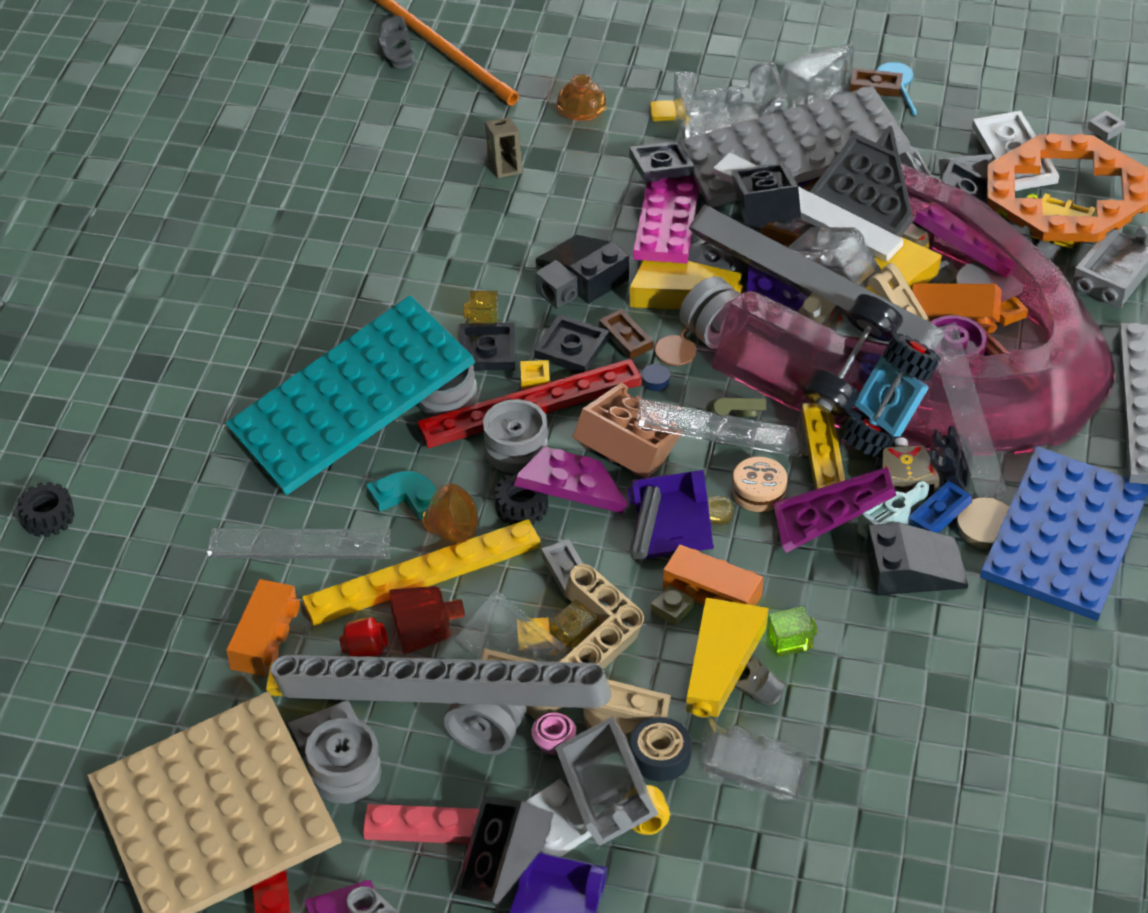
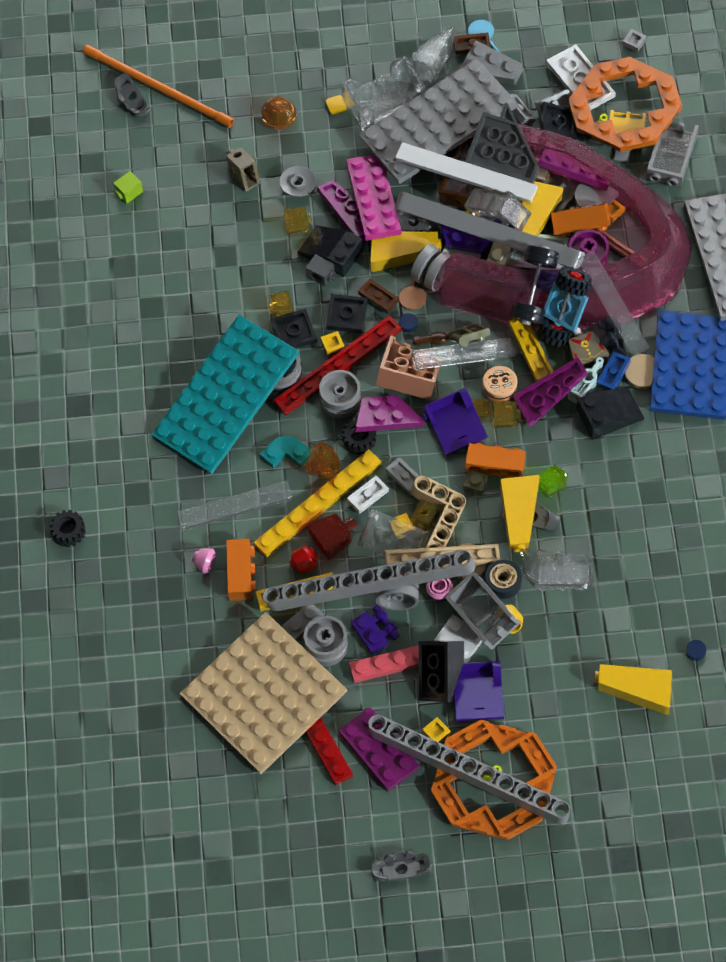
camera: 15 degrees left, 15 degrees up
(218, 600) = (204, 559): none -> bright pink cone
(341, 135) = (128, 187): none -> lime brick
(419, 768) = (370, 633): none -> dark purple plate
(502, 576) = (367, 494): none -> white plate
(550, 220) = (297, 220): none -> clear yellow brick
(571, 177) = (297, 175): none -> light grey dish
(620, 217) = (342, 206): none -> magenta wing
(645, 522) = (441, 431): dark grey axle -> none
(661, 161) = (354, 154): black plate -> none
(688, 402) = (435, 338): none -> reddish brown piece
(752, 525) = (506, 414): none -> clear yellow brick
(767, 195) = (439, 172): black slope -> none
(900, 293) = (547, 229): tan plate -> none
(909, 110) = (502, 67): none -> light grey wedge

